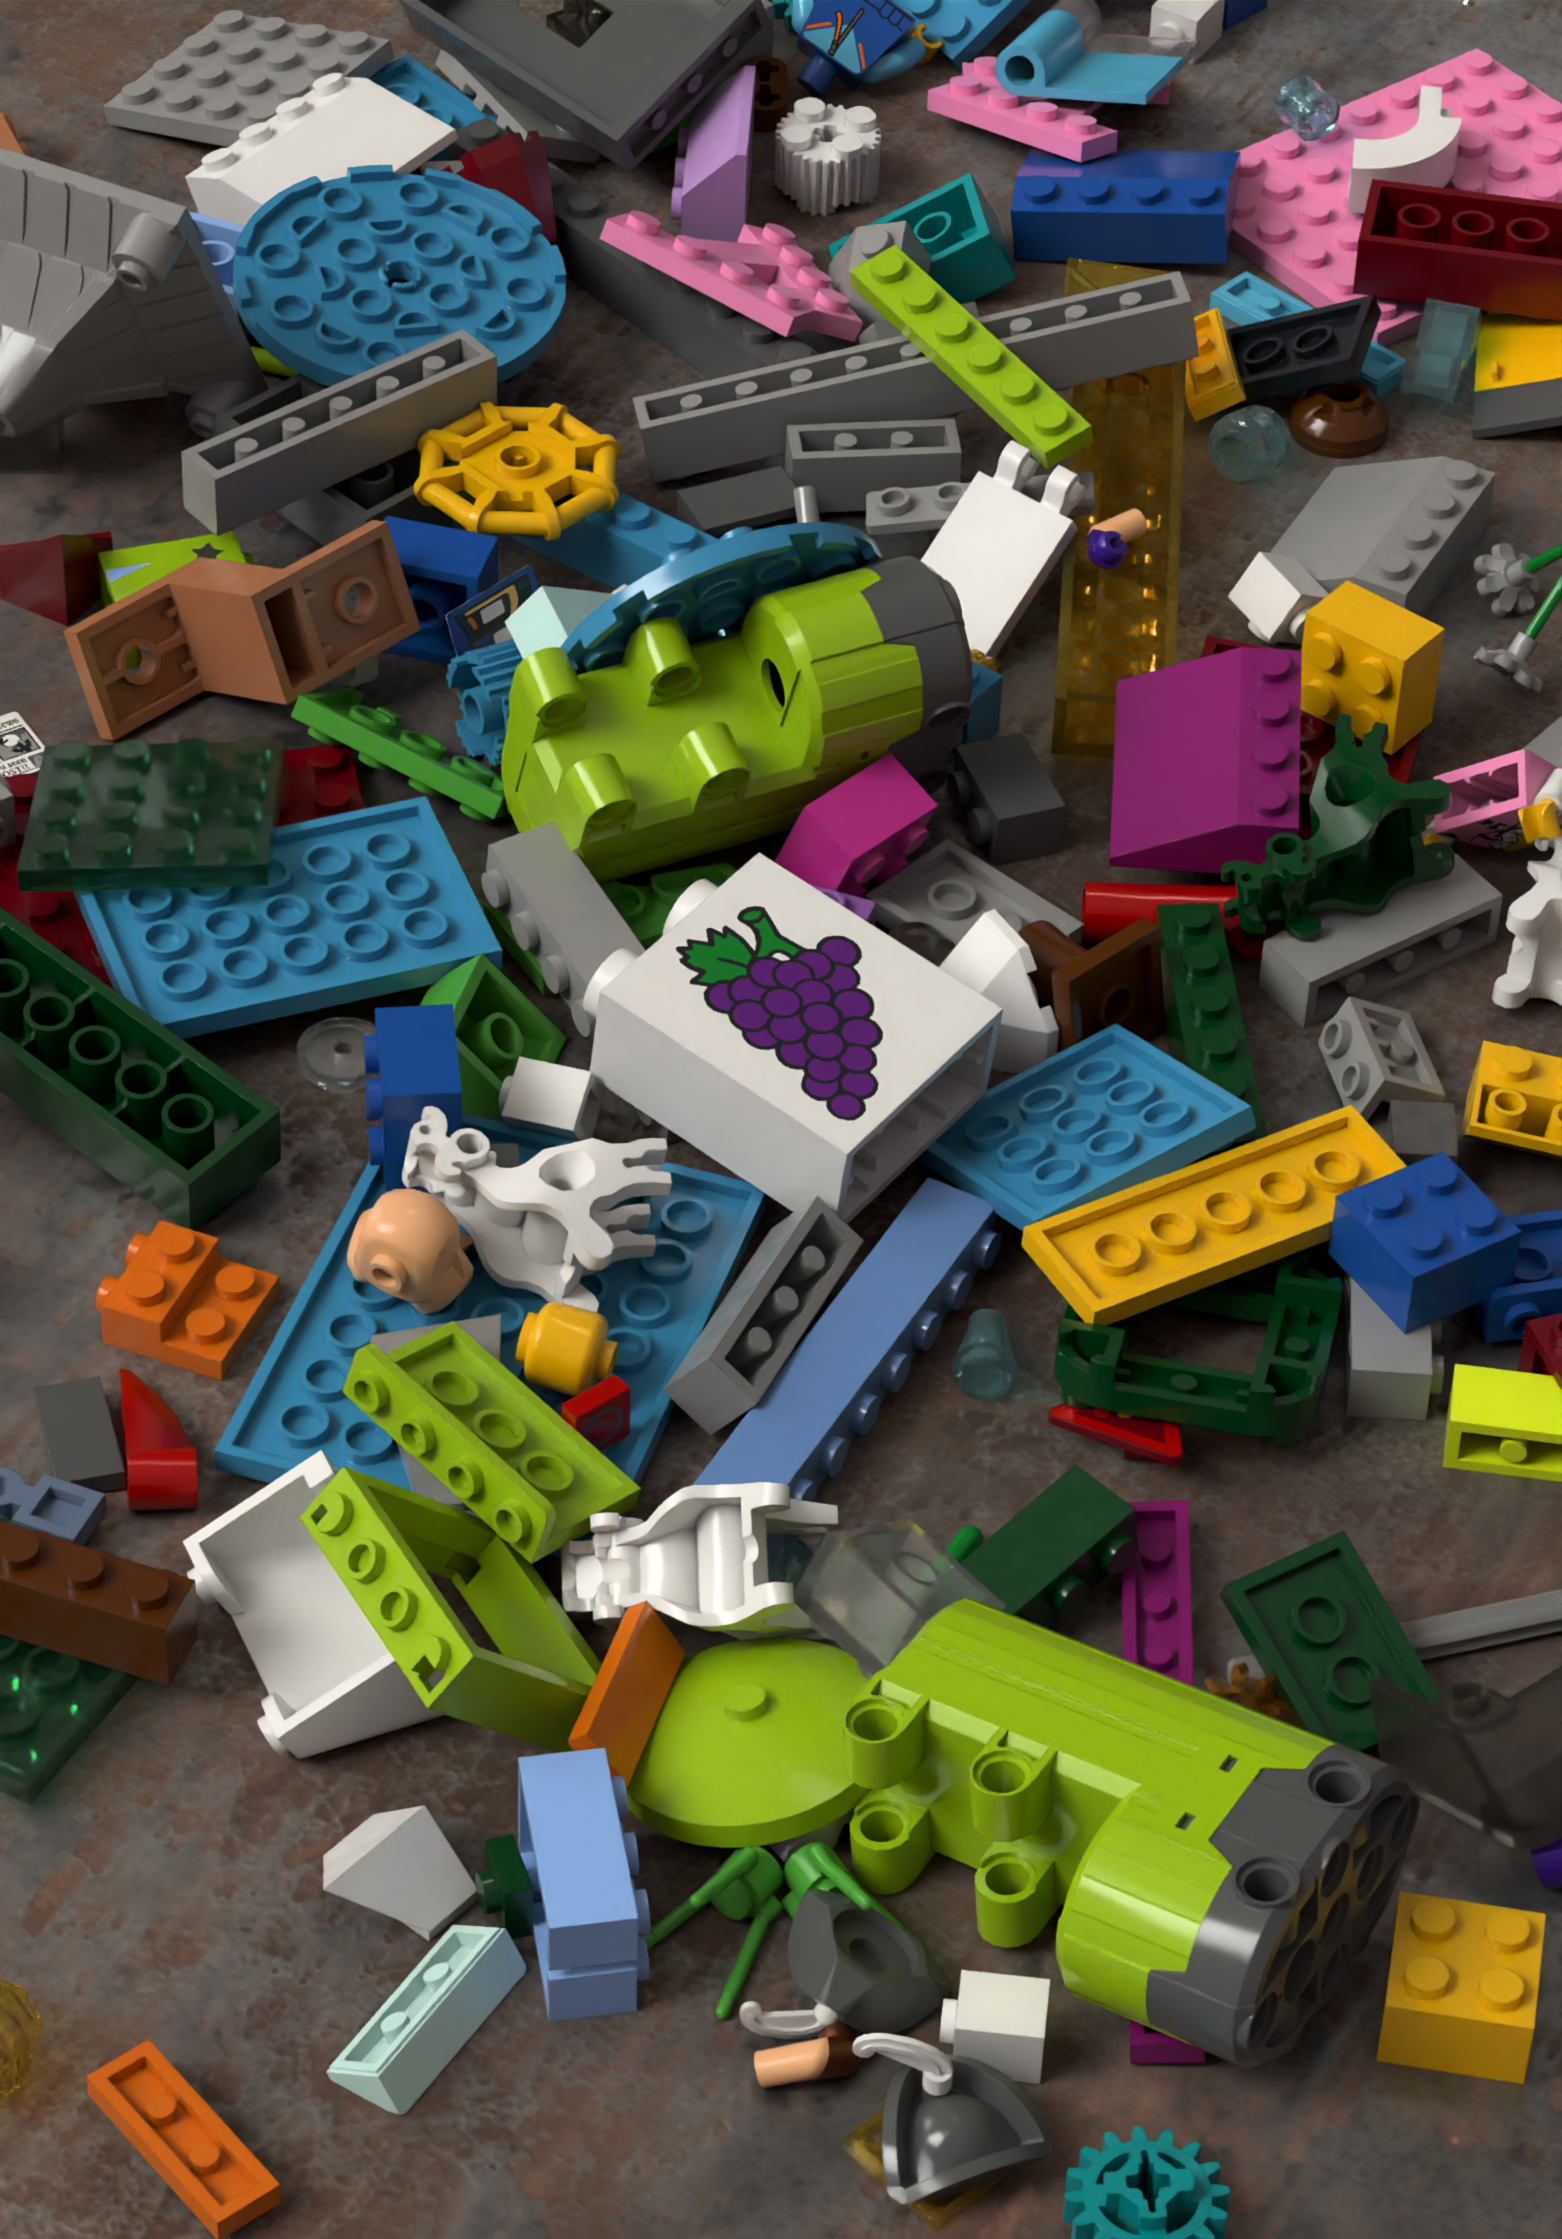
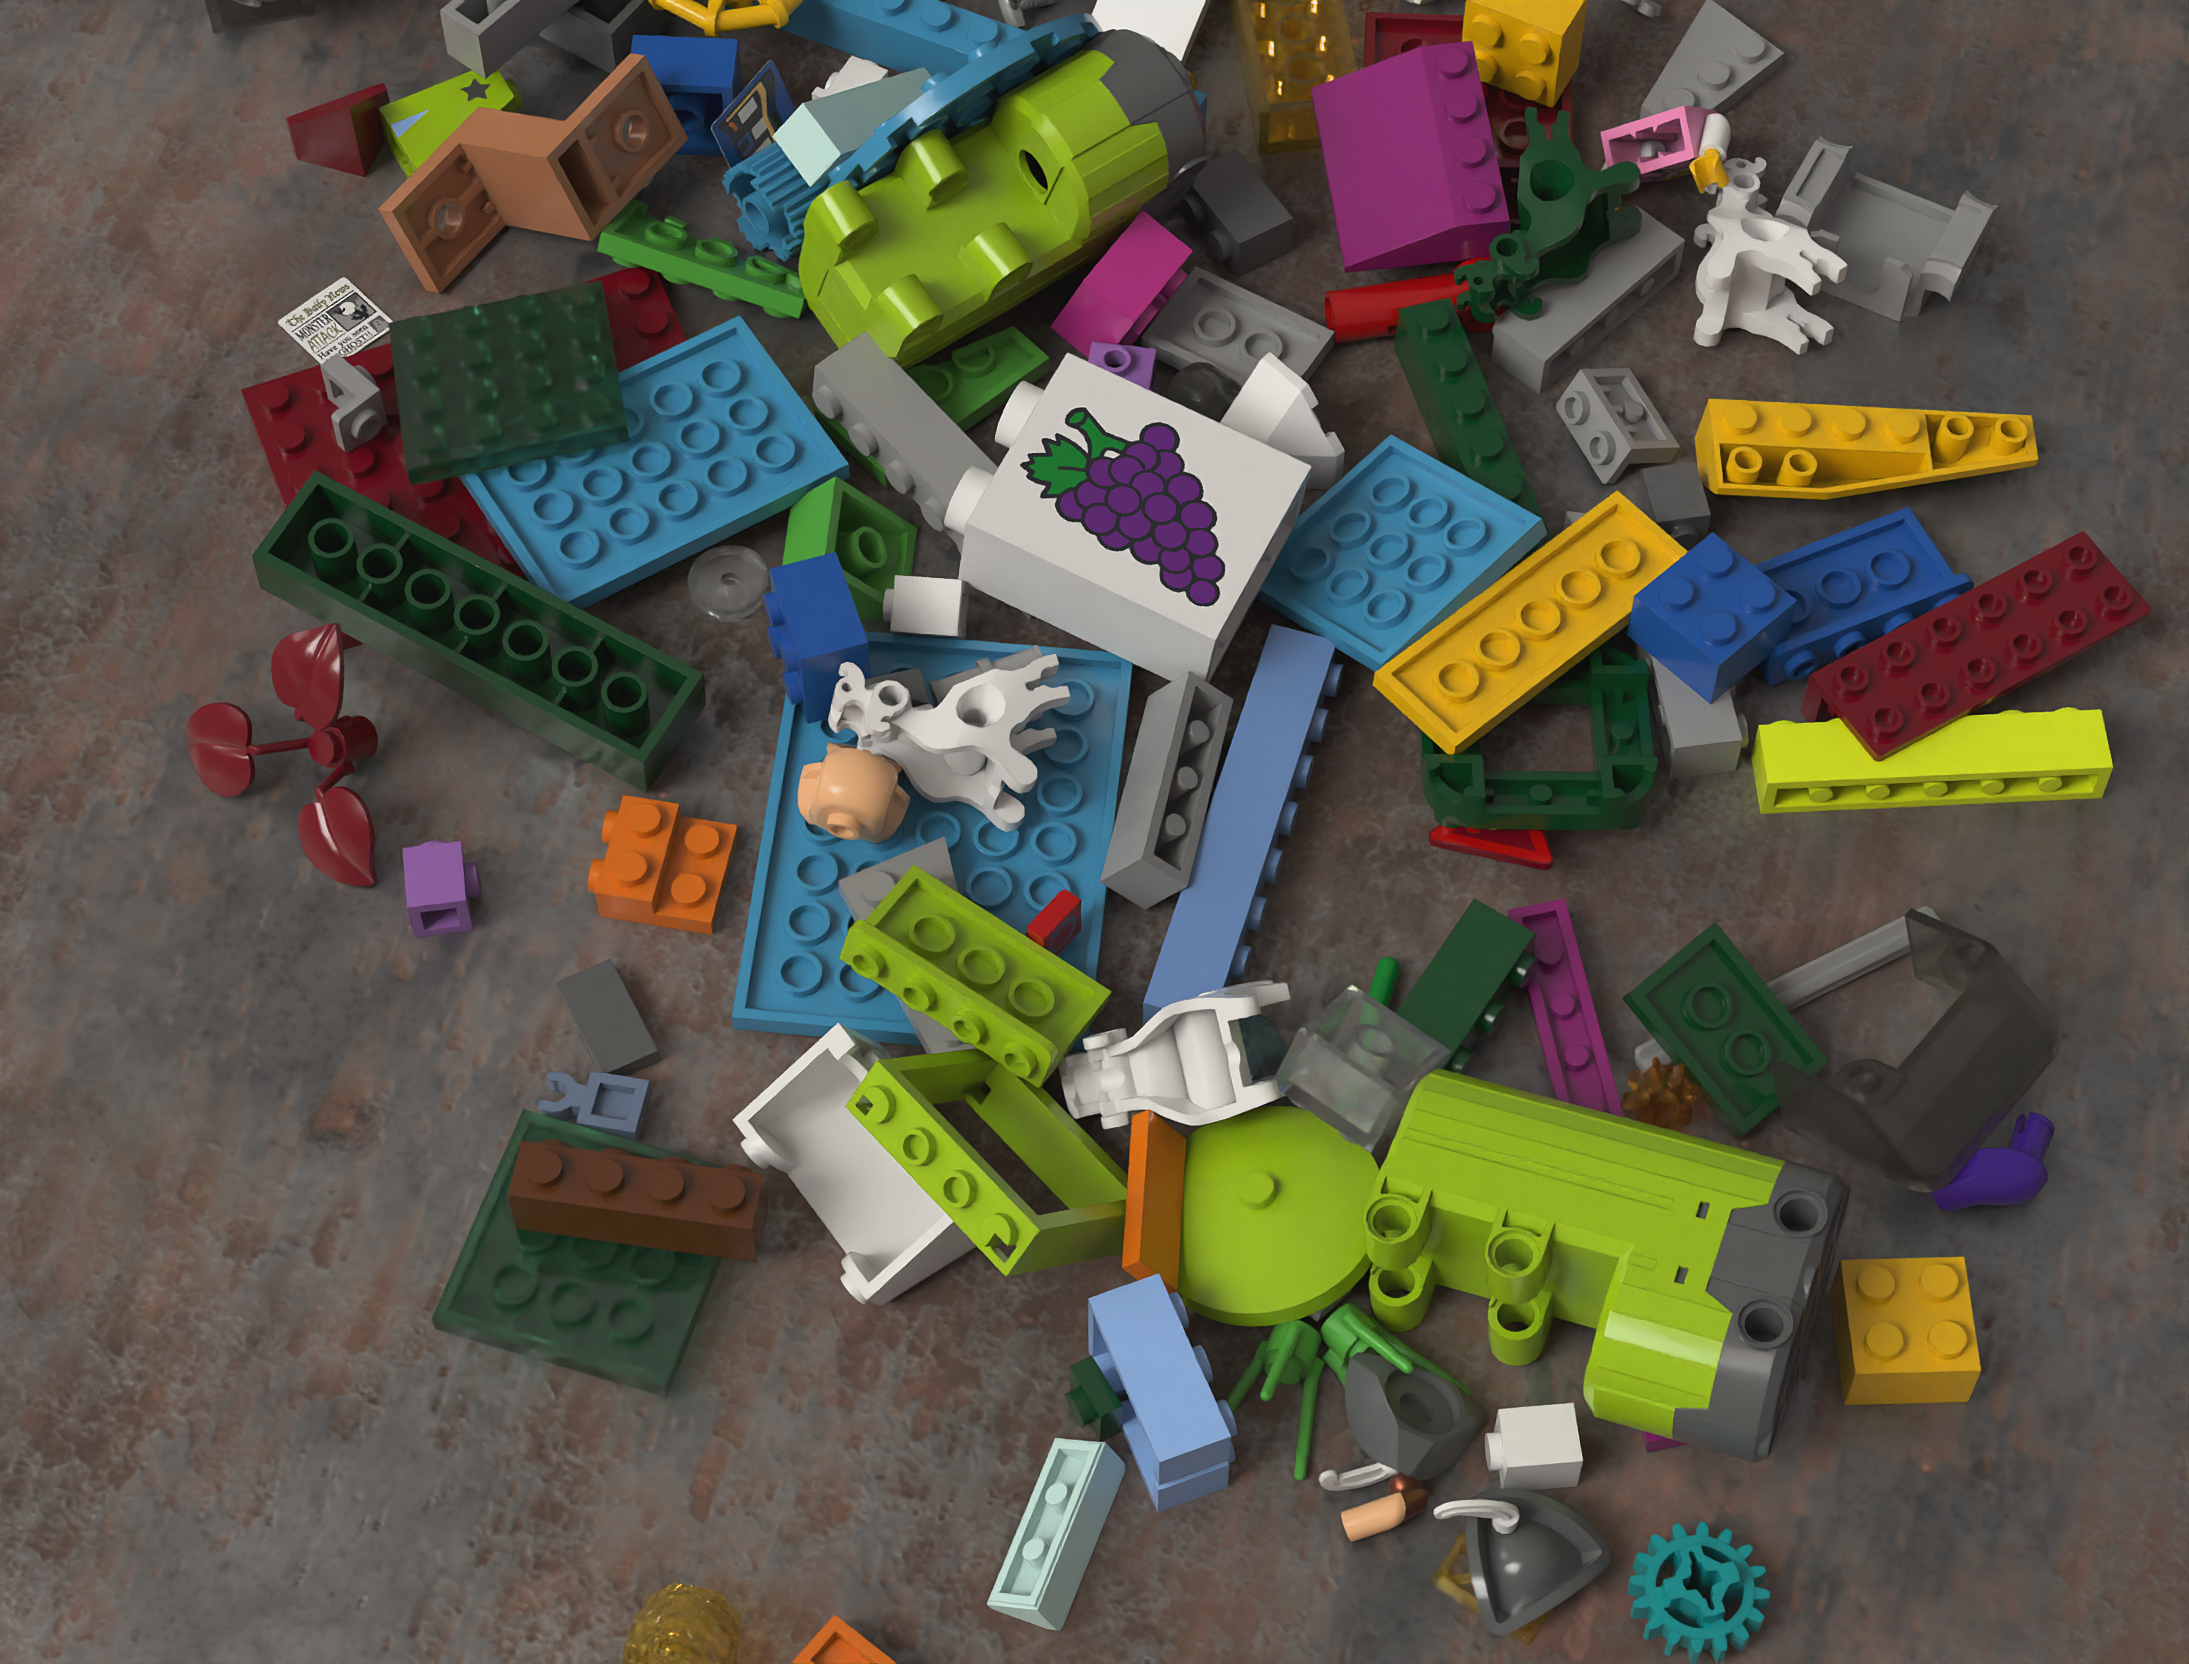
camera: 10 degrees left, 15 degrees up
(156, 1450) = (680, 1026): red piece -> none
(401, 1869) = (995, 1401): white slope -> none
(566, 1348) = (1012, 864): yellow head -> none
(985, 1358) = (1359, 789): clear light blue cone -> none
(1099, 986) = (1364, 405): reddish brown plant -> none

